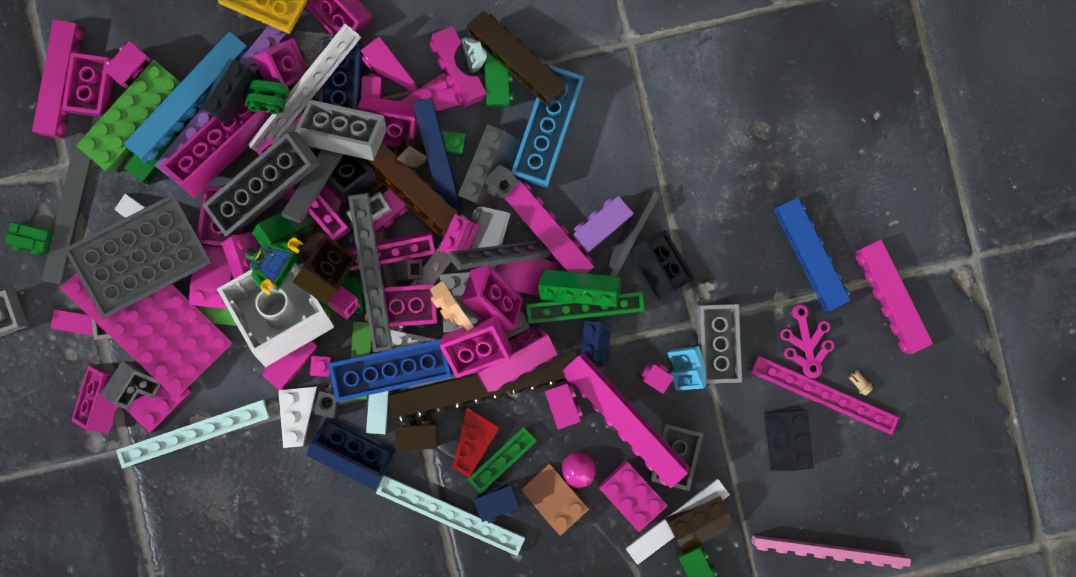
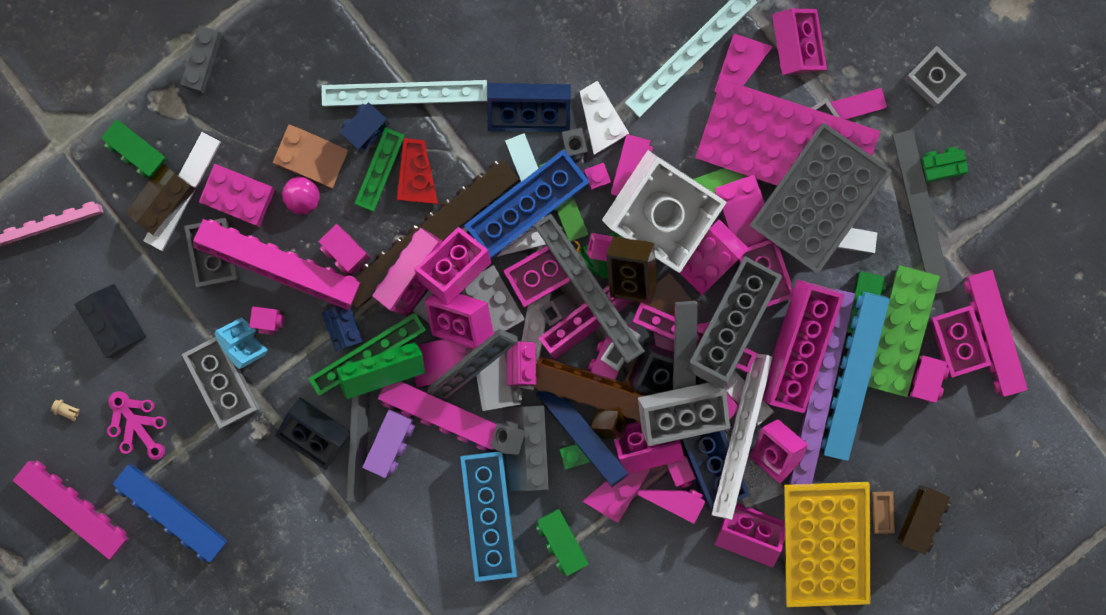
camera: 155 degrees right, 0 degrees up
(127, 383) = (774, 70): flat silver brick -> none
(228, 91) = (815, 399): black slope -> none
(267, 96) = (778, 401): green brick -> none
(273, 263) = (683, 251): torso -> none
(281, 229) = (699, 287): green brick -> none
(417, 435) = (471, 154): dark brown brick -> none
(450, 306) = (496, 292): light nougat plate -> none
(467, 88) = (586, 516): dark pink arch -> none
(474, 53) = (597, 555): light aqua wing -> none
(517, 59) = (549, 566): dark brown brick -> none
(824, 395) = (95, 381): dark pink tile -> none

